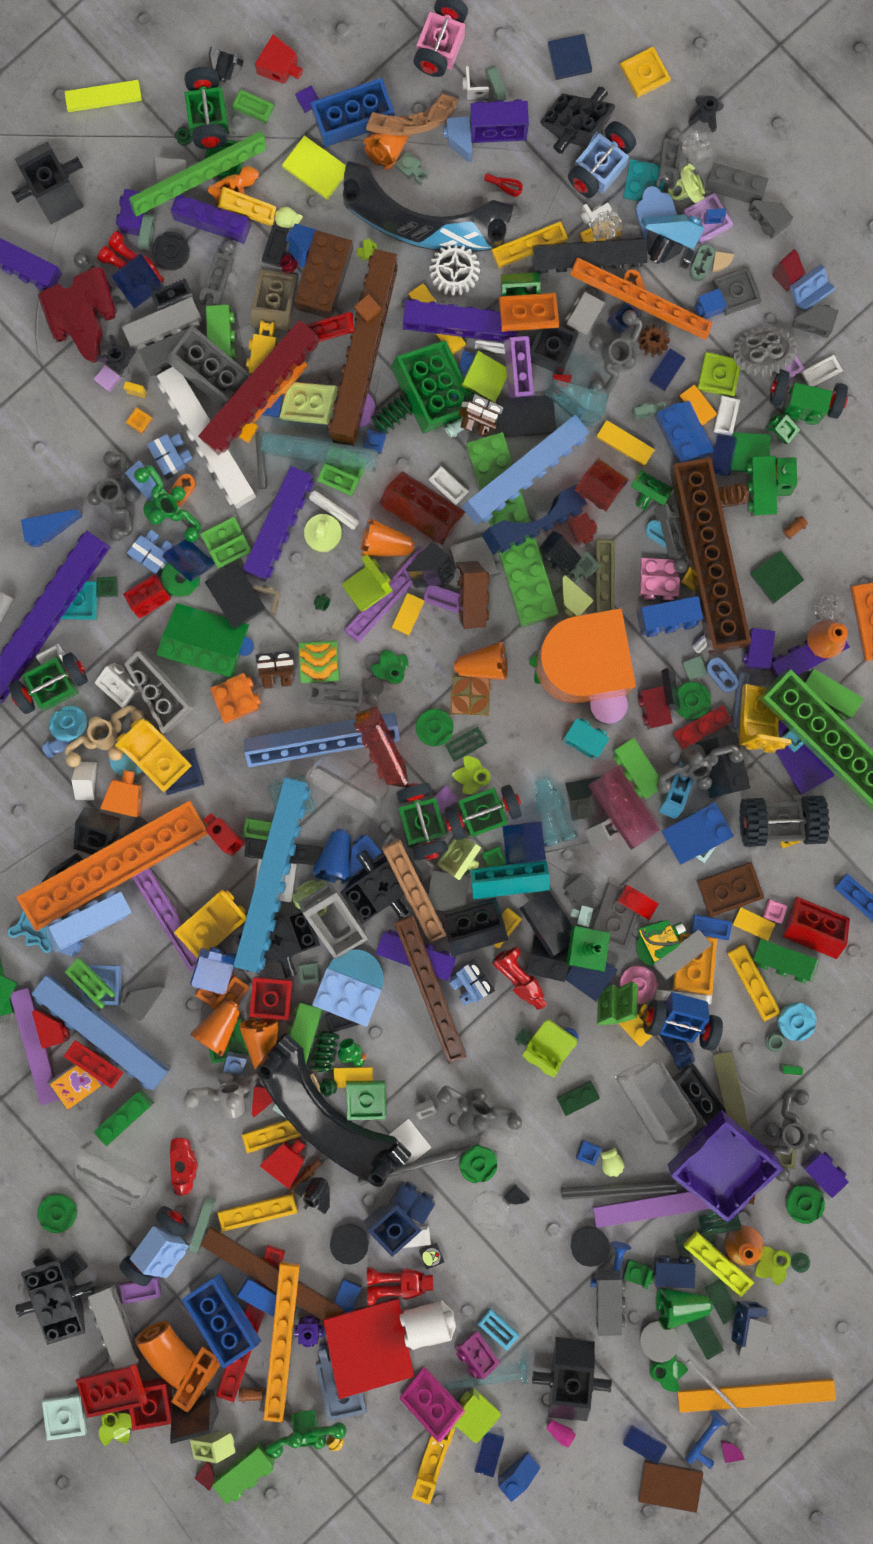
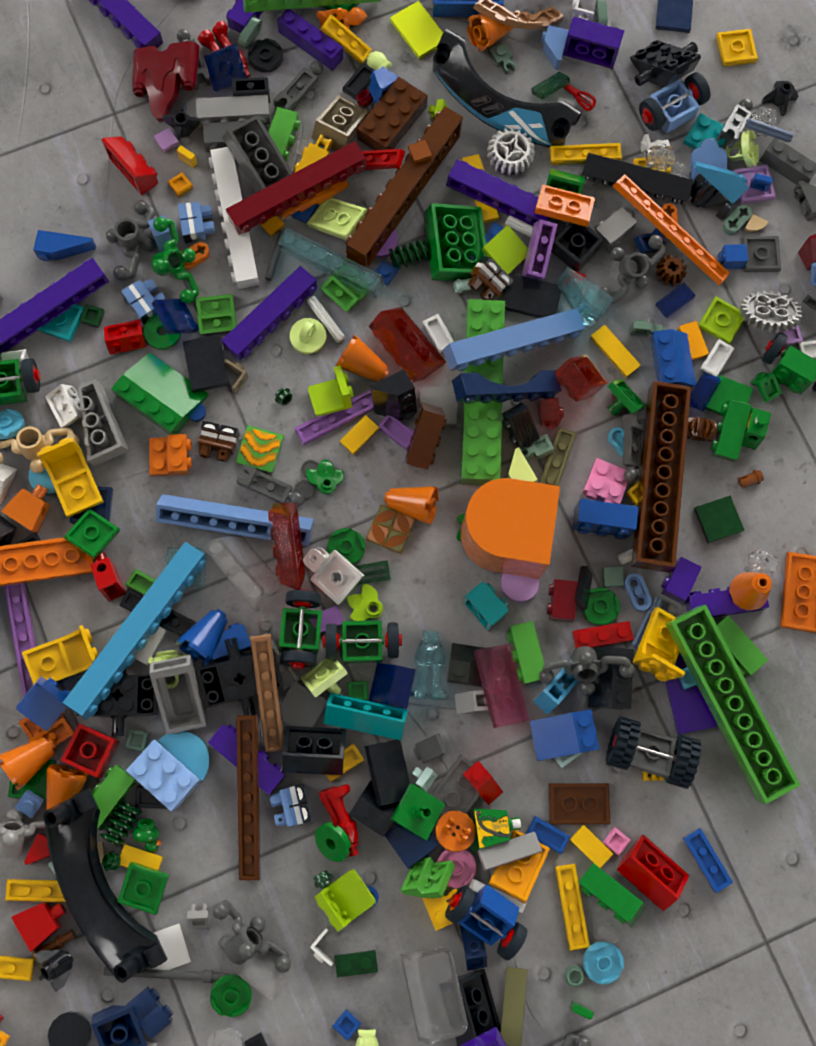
camera: 10 degrees right, 10 degrees down
(83, 417) = (130, 163): none -> red slope
(193, 799) = (92, 534): none -> green tile
(422, 755) = (325, 566): none -> white plate
(470, 182) = (550, 85): none -> clear green tile
(511, 1001) = (334, 852): none -> green tile
(542, 1101) = (319, 955): none -> white bracket
(618, 952) = (463, 836): none -> orange plate
(706, 157) = (769, 130): none -> sand blue axle

